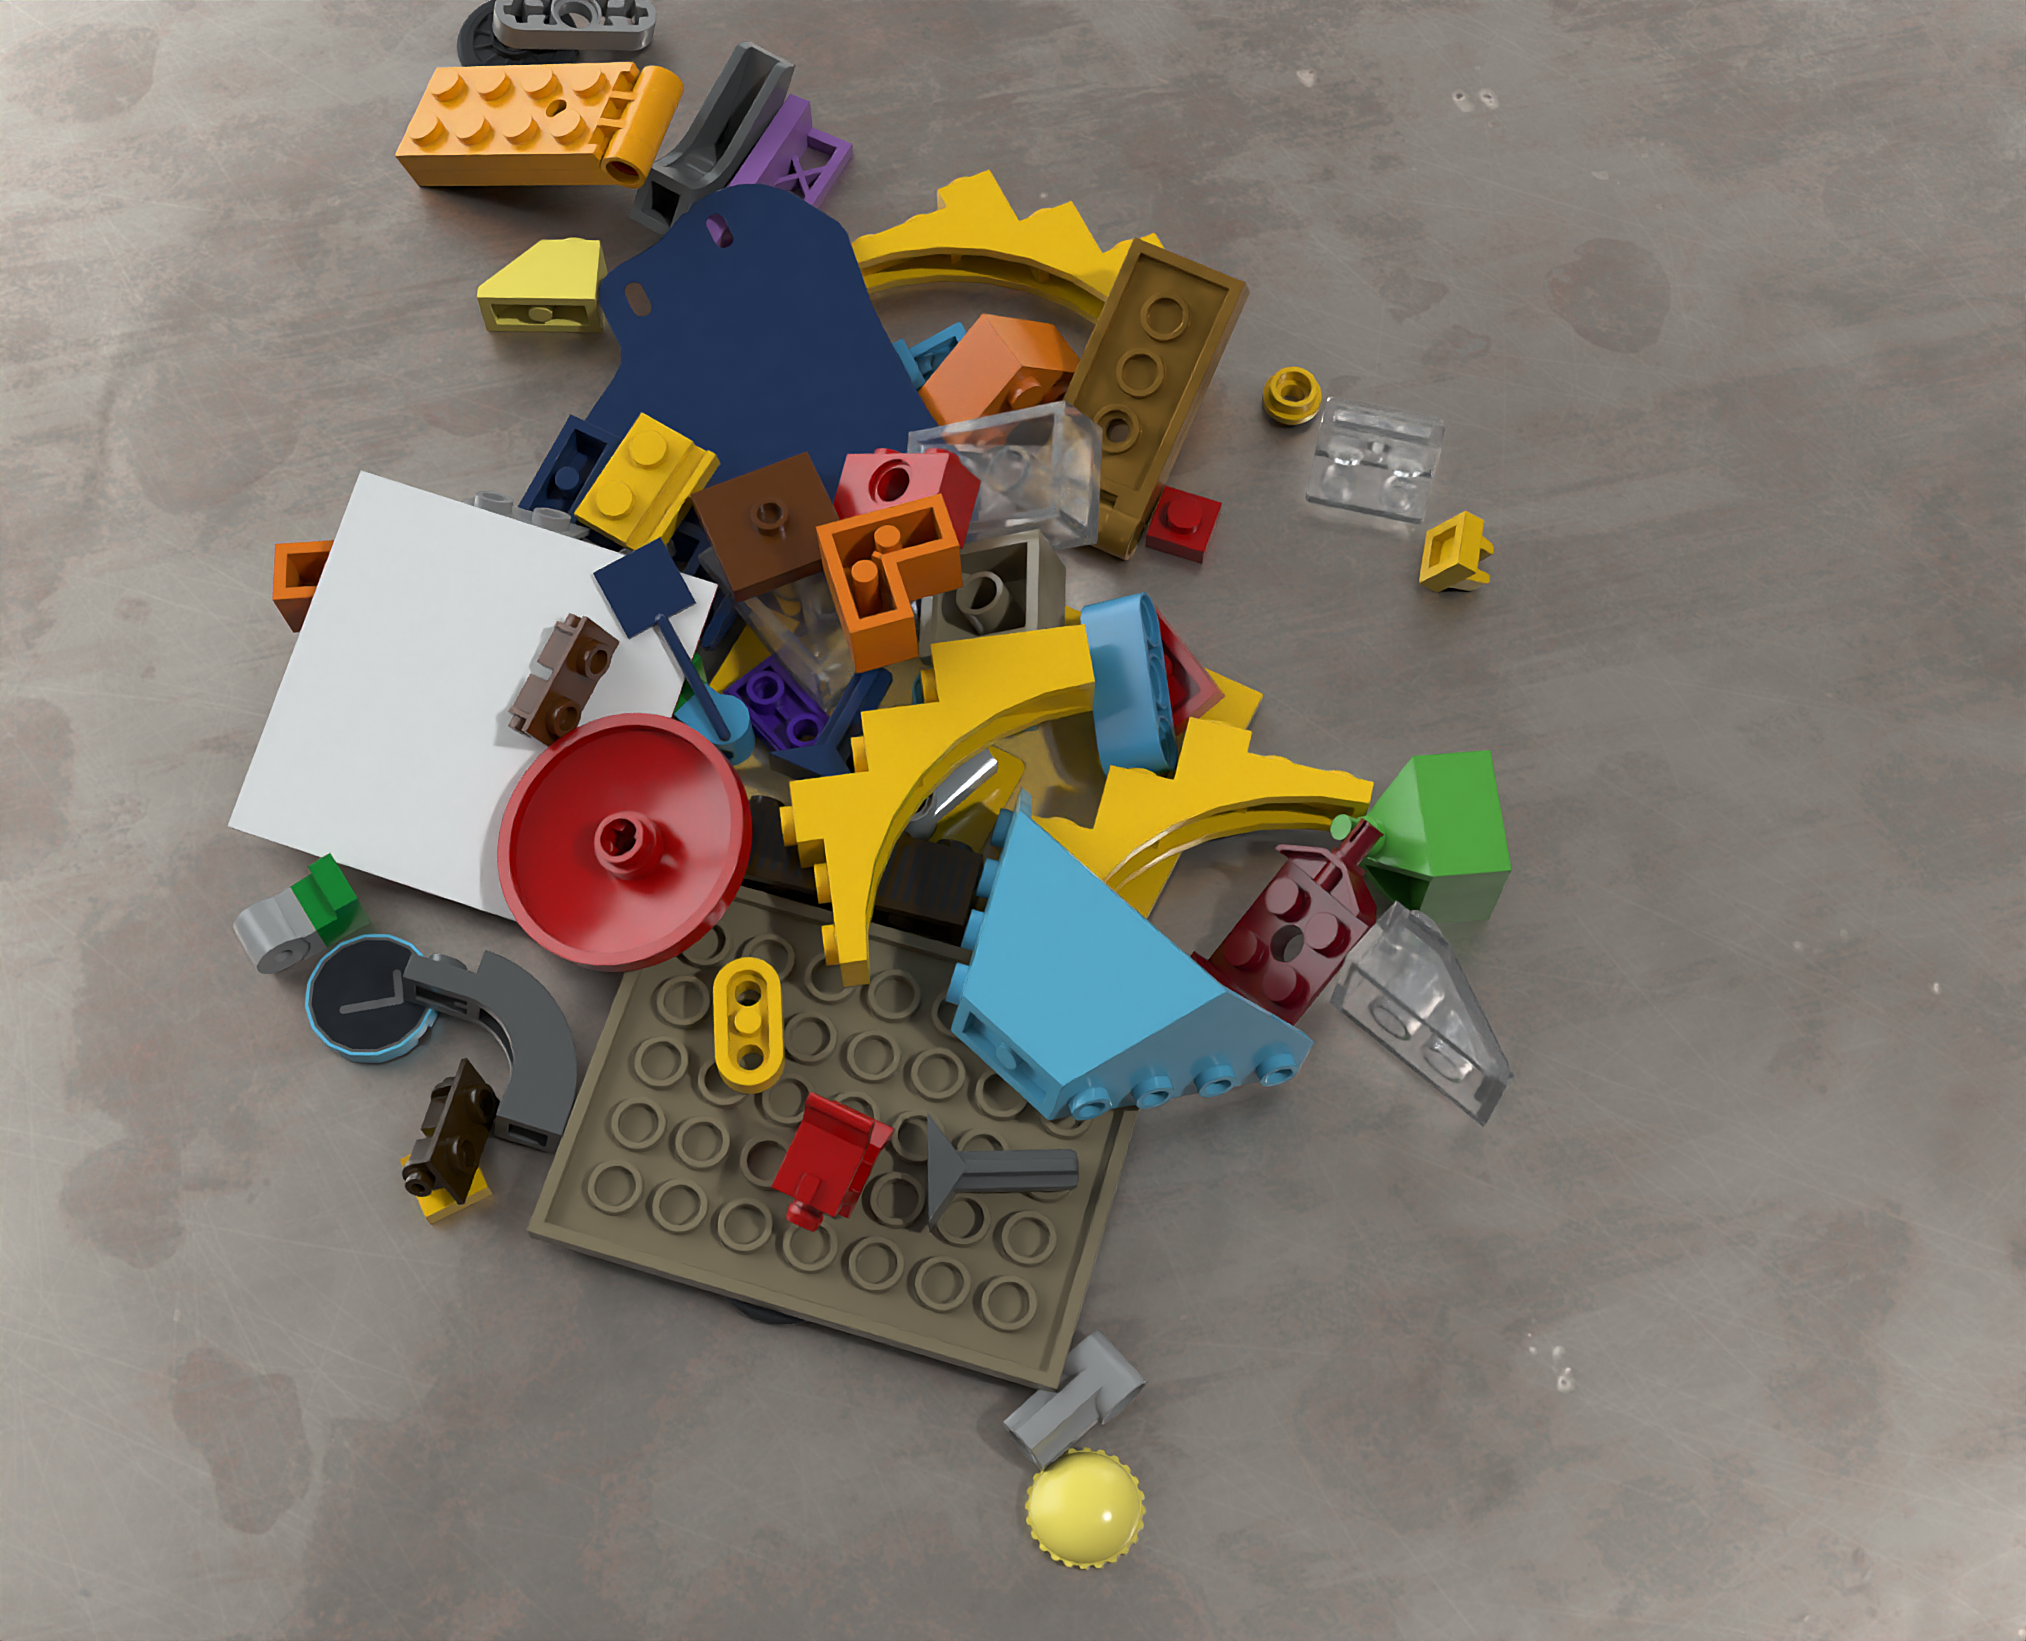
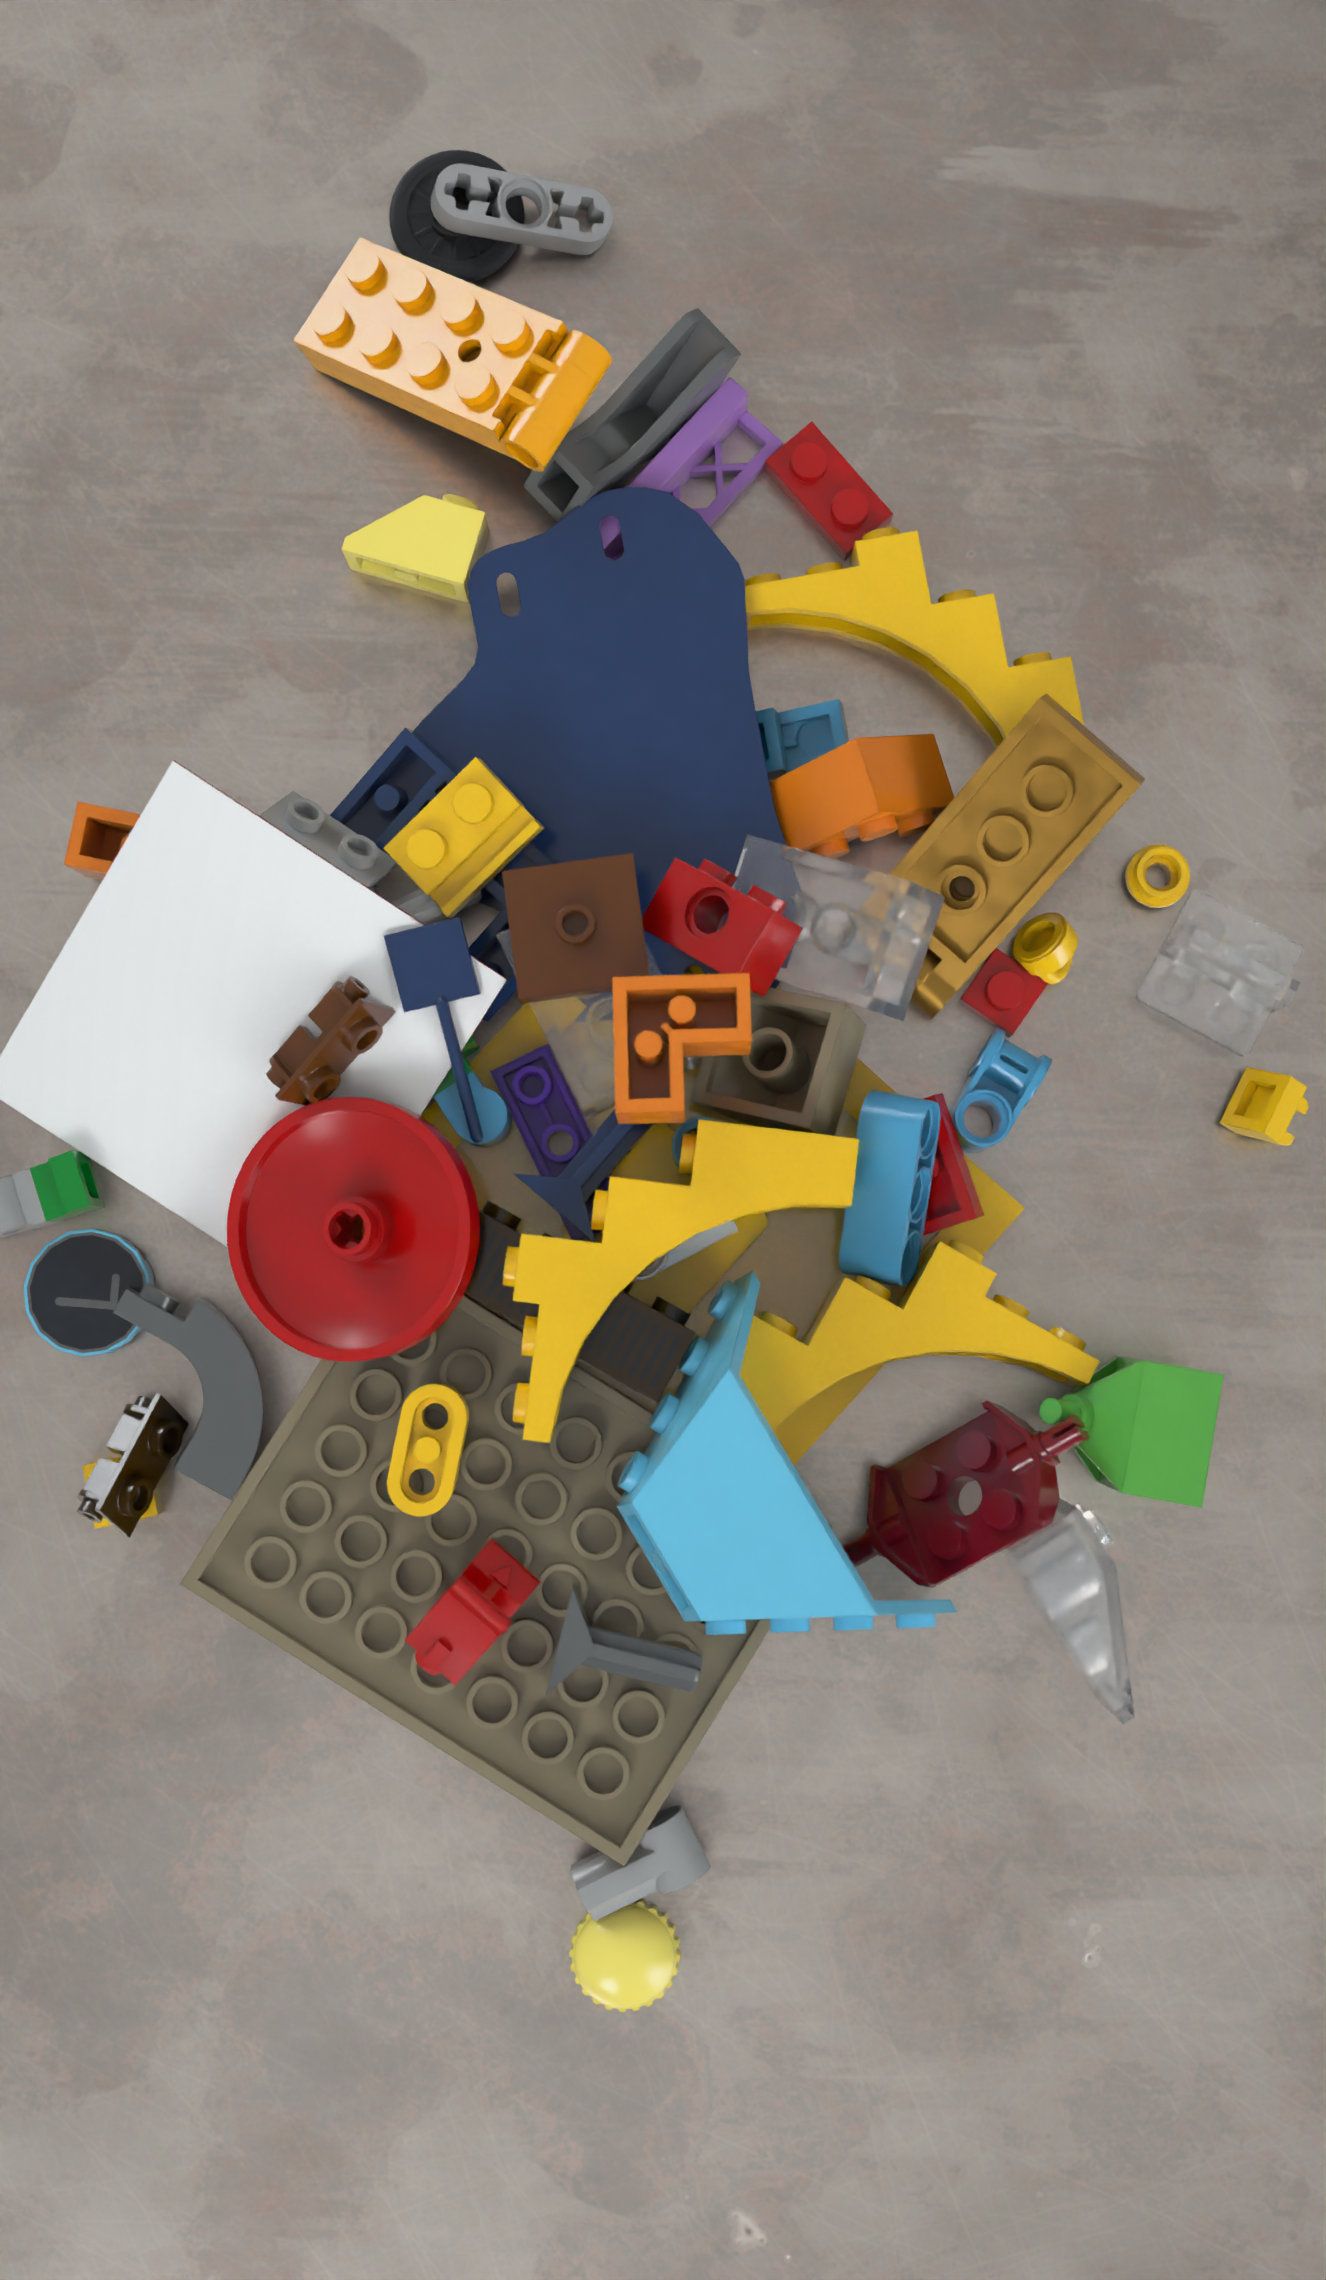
camera: 15 degrees right, 20 degrees up
(897, 169) = (827, 490): none -> red plate
(1204, 598) = (1002, 1084): none -> dark azure piece
(1209, 470) = (1046, 947): none -> yellow tile

